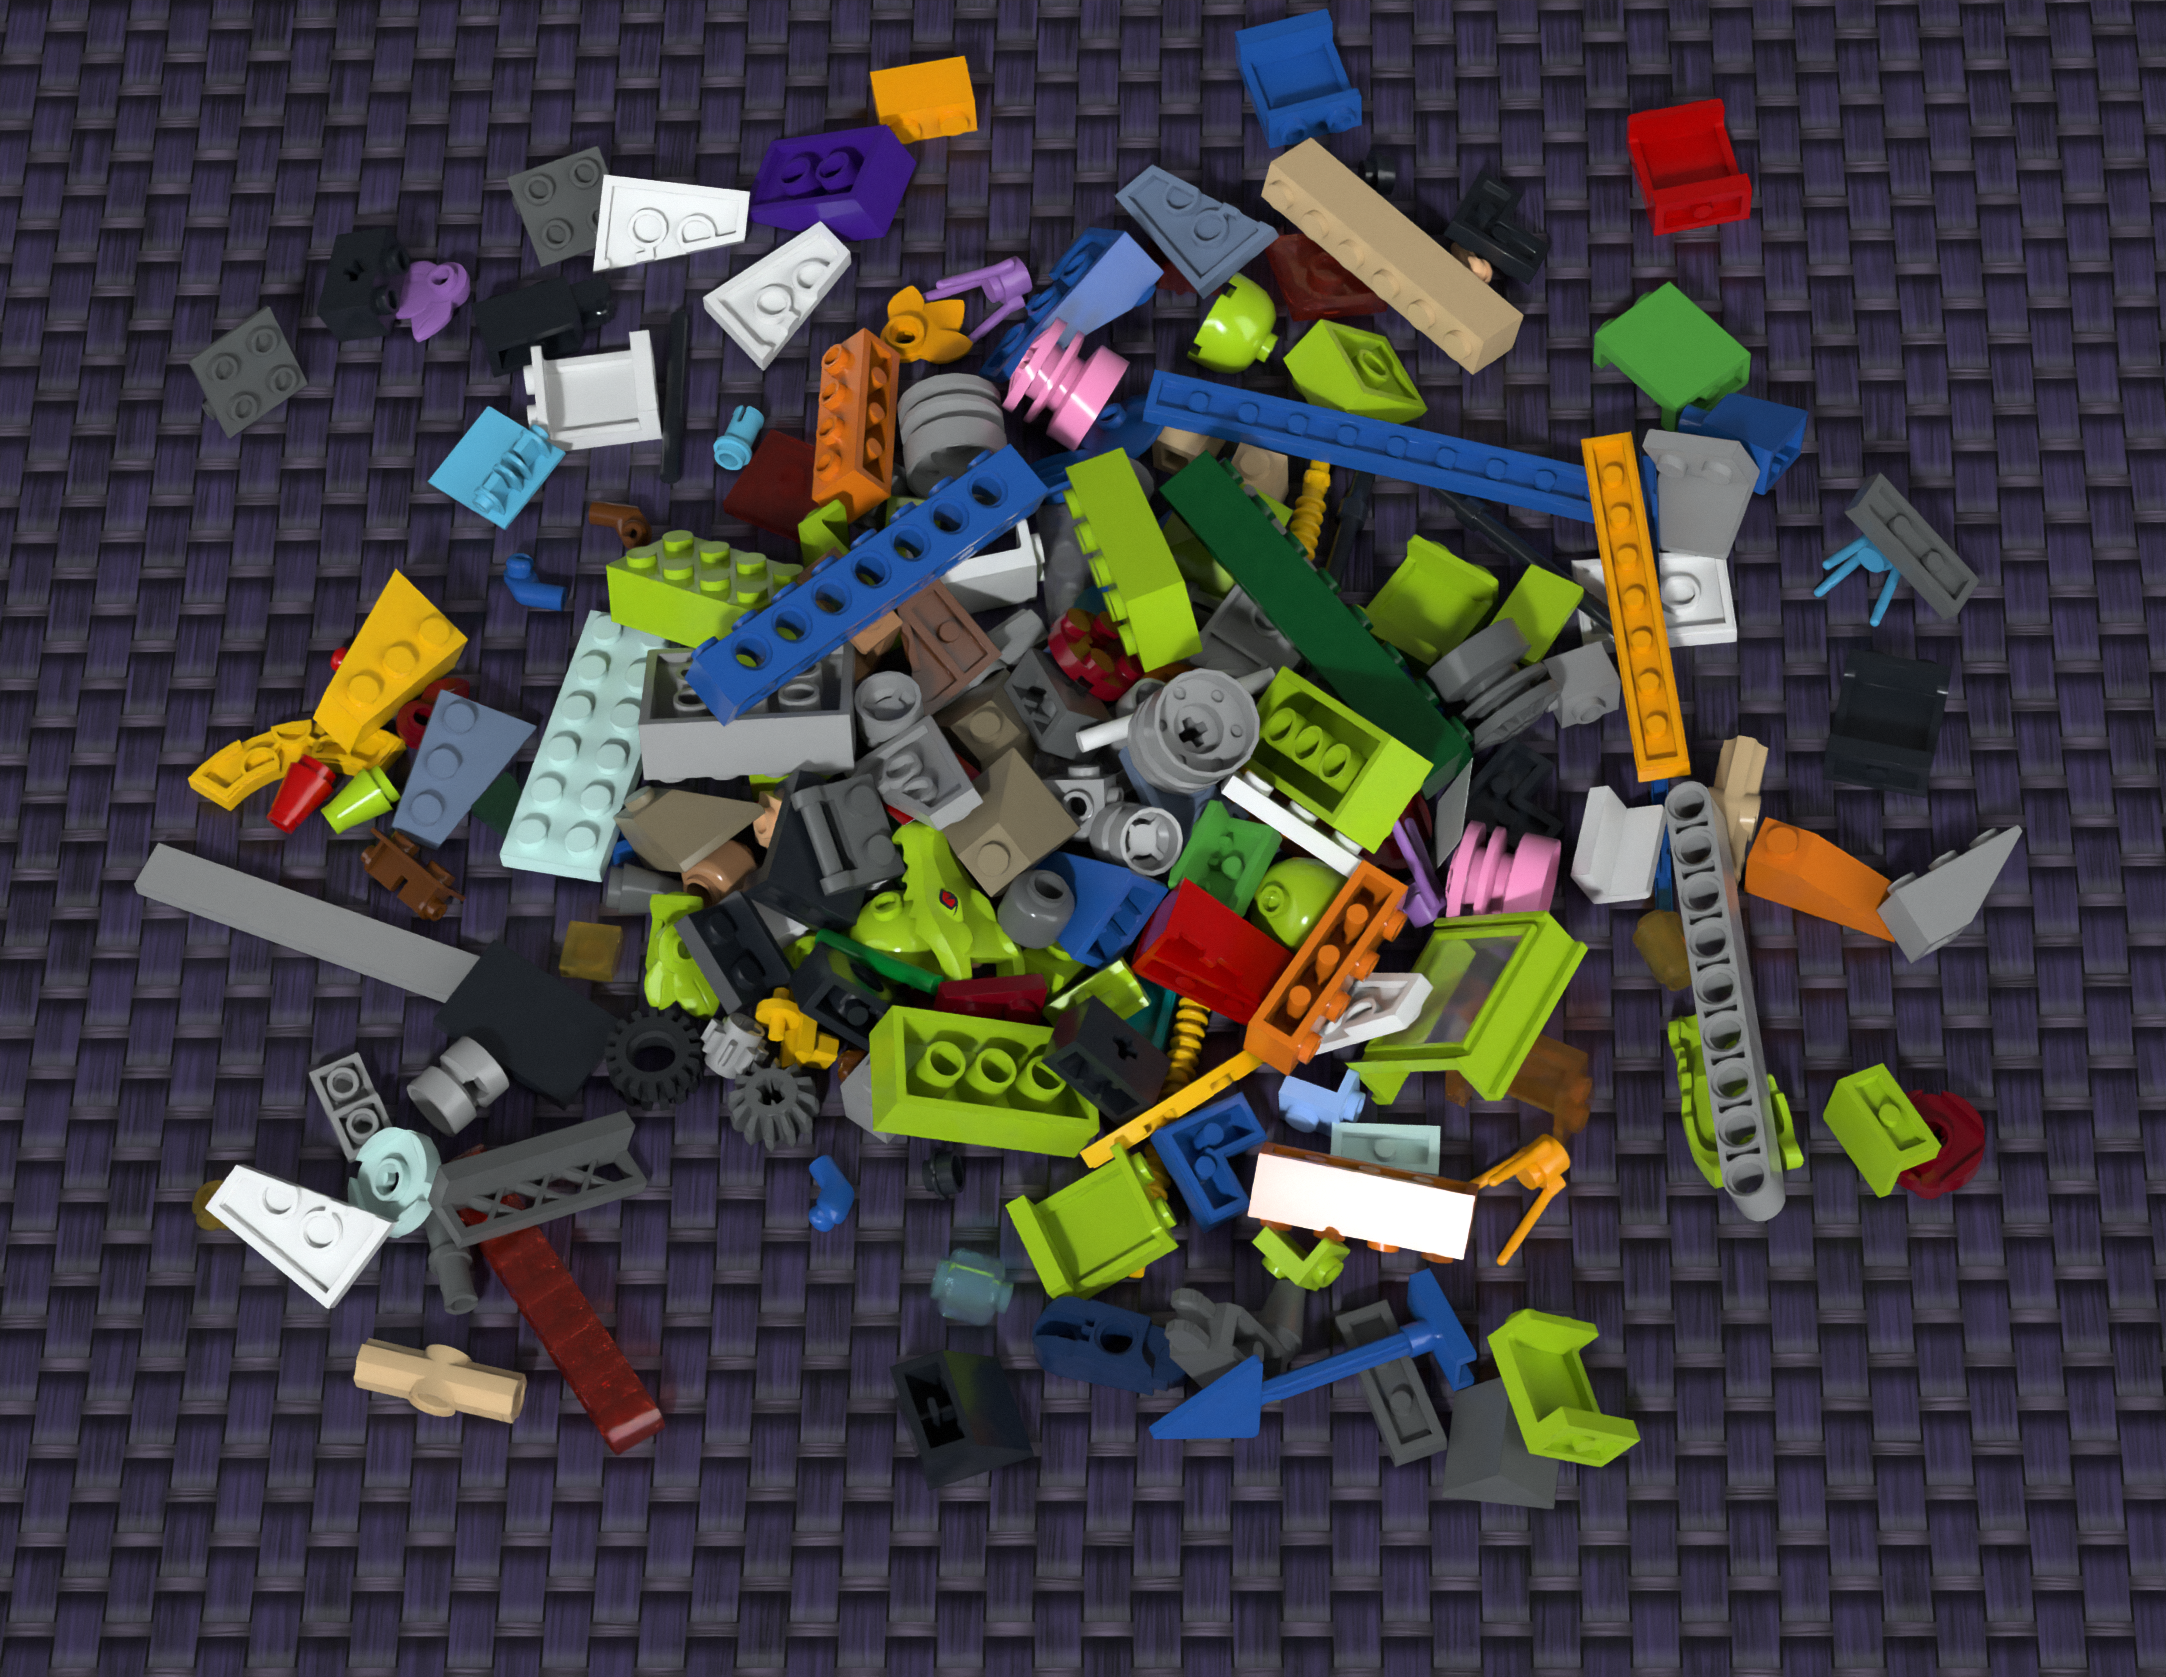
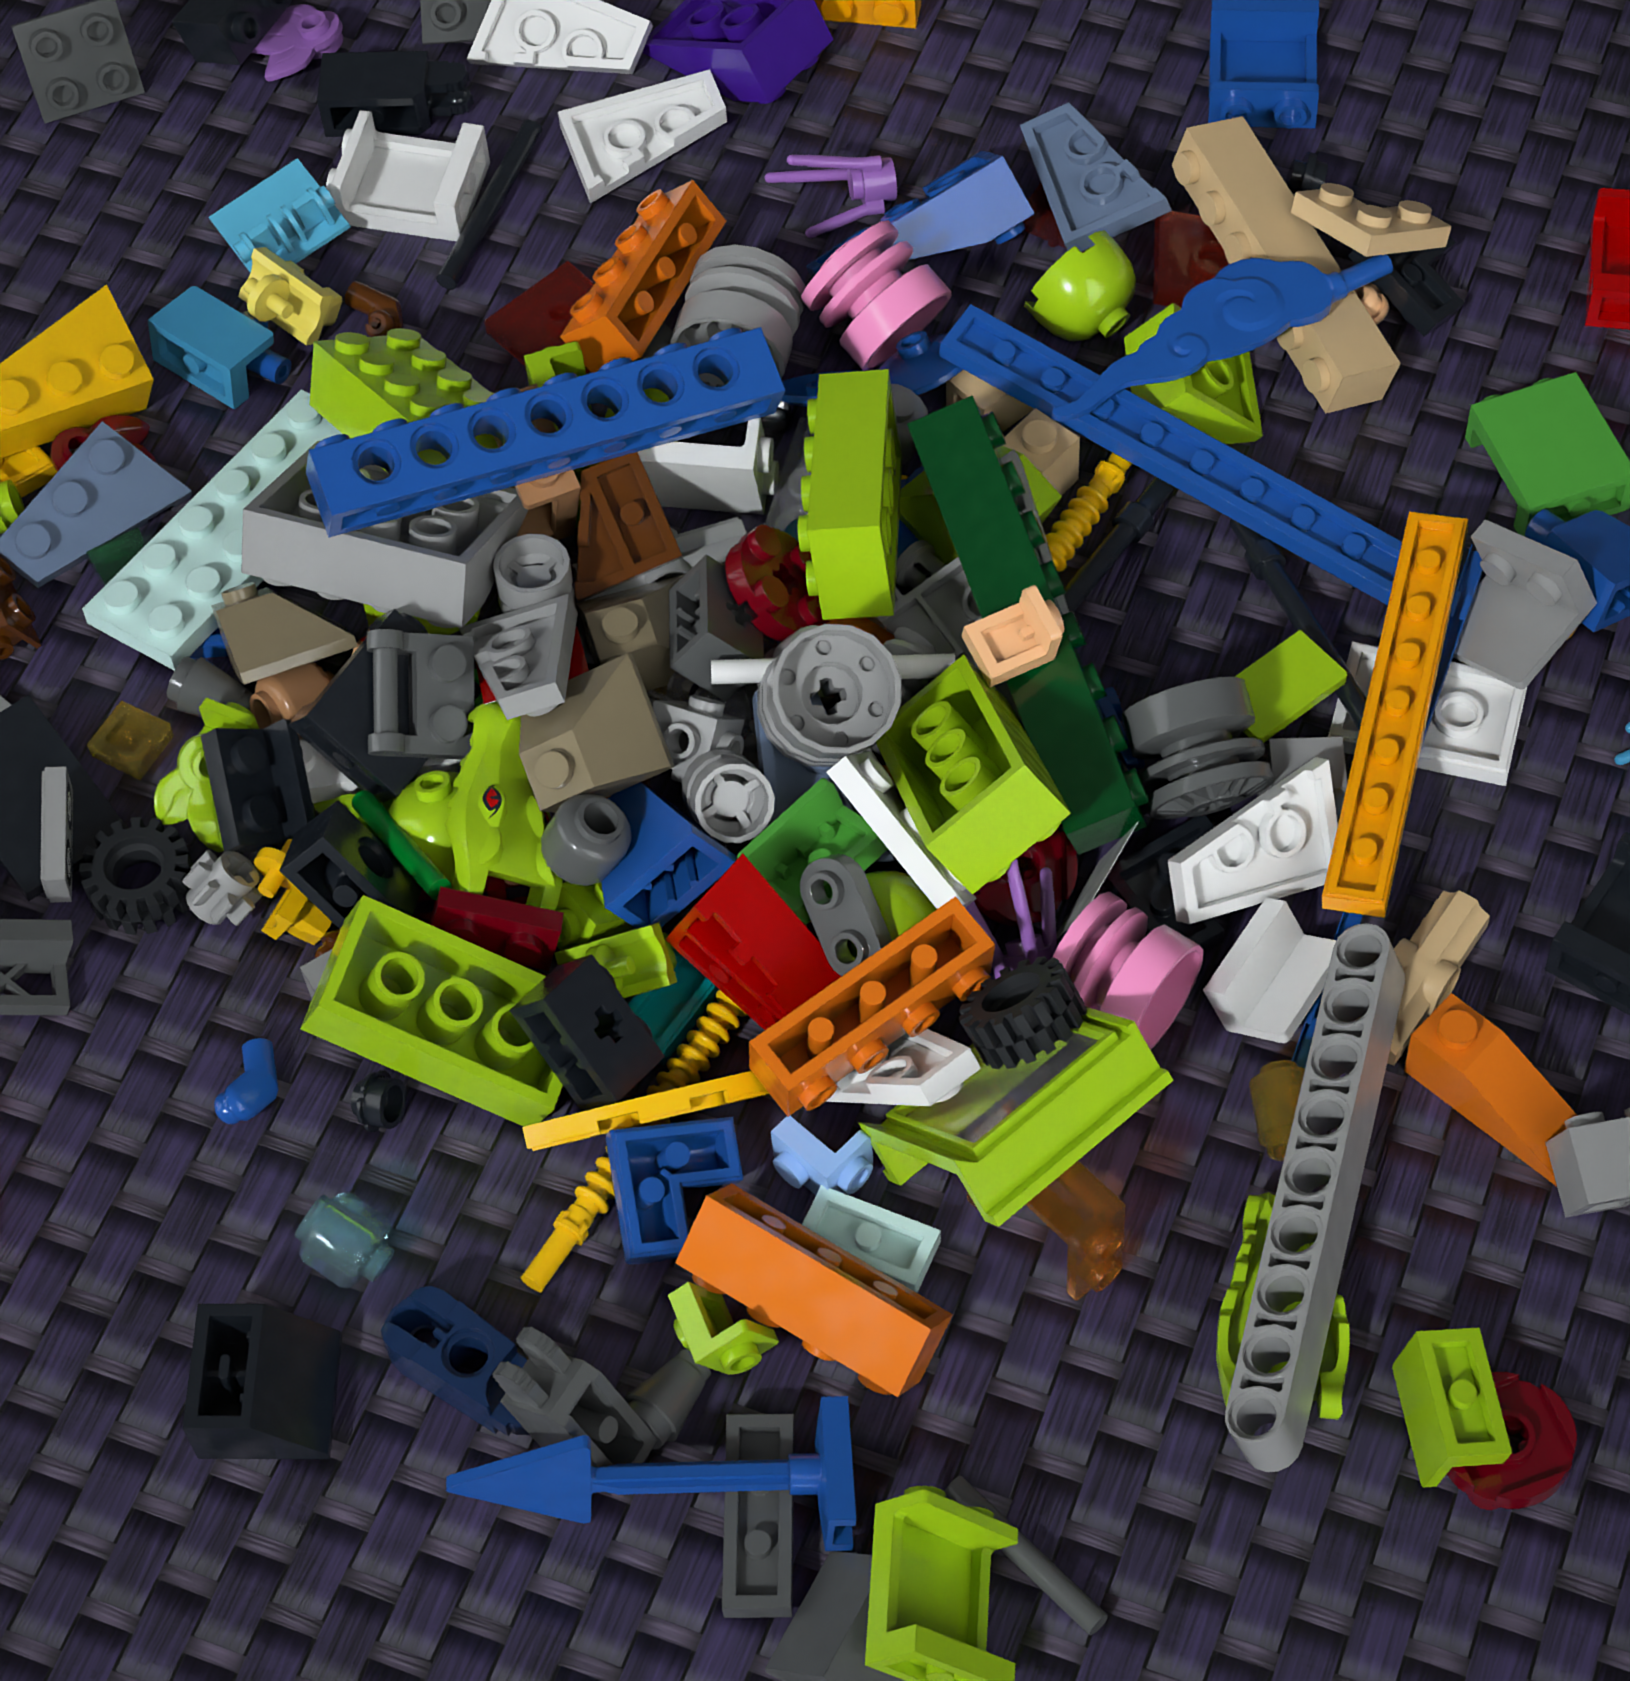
camera: 20 degrees right, 0 degrees up
(492, 594) = (208, 344): none -> dark azure panel
(540, 532) = (286, 296): none -> light yellow hips
(578, 1045) = (56, 834): none -> light grey tile
(734, 447) = (521, 269): medium azure pin -> none
(773, 1104) = (234, 965): dark grey gear -> none
(929, 326) = (772, 207): light orange plate -> none
(1096, 1228) = (503, 1220): lime panel -> none
(1279, 903) = (848, 915): none -> dark grey plate
(1324, 638) = (1015, 637): none -> light nougat bracket
(1372, 318) = (1228, 317): none -> blue piece
(1431, 604) = (1170, 640): lime panel -> none
(1448, 934) = (1022, 1013): none -> black tyre
(1455, 208) = (1370, 227): none -> tan plate
(1534, 1166) = (1031, 1312): light orange plant -> none
(1574, 751) = (1261, 851): none -> white wing
(1631, 1356) = (1037, 1565): none -> dark grey bar

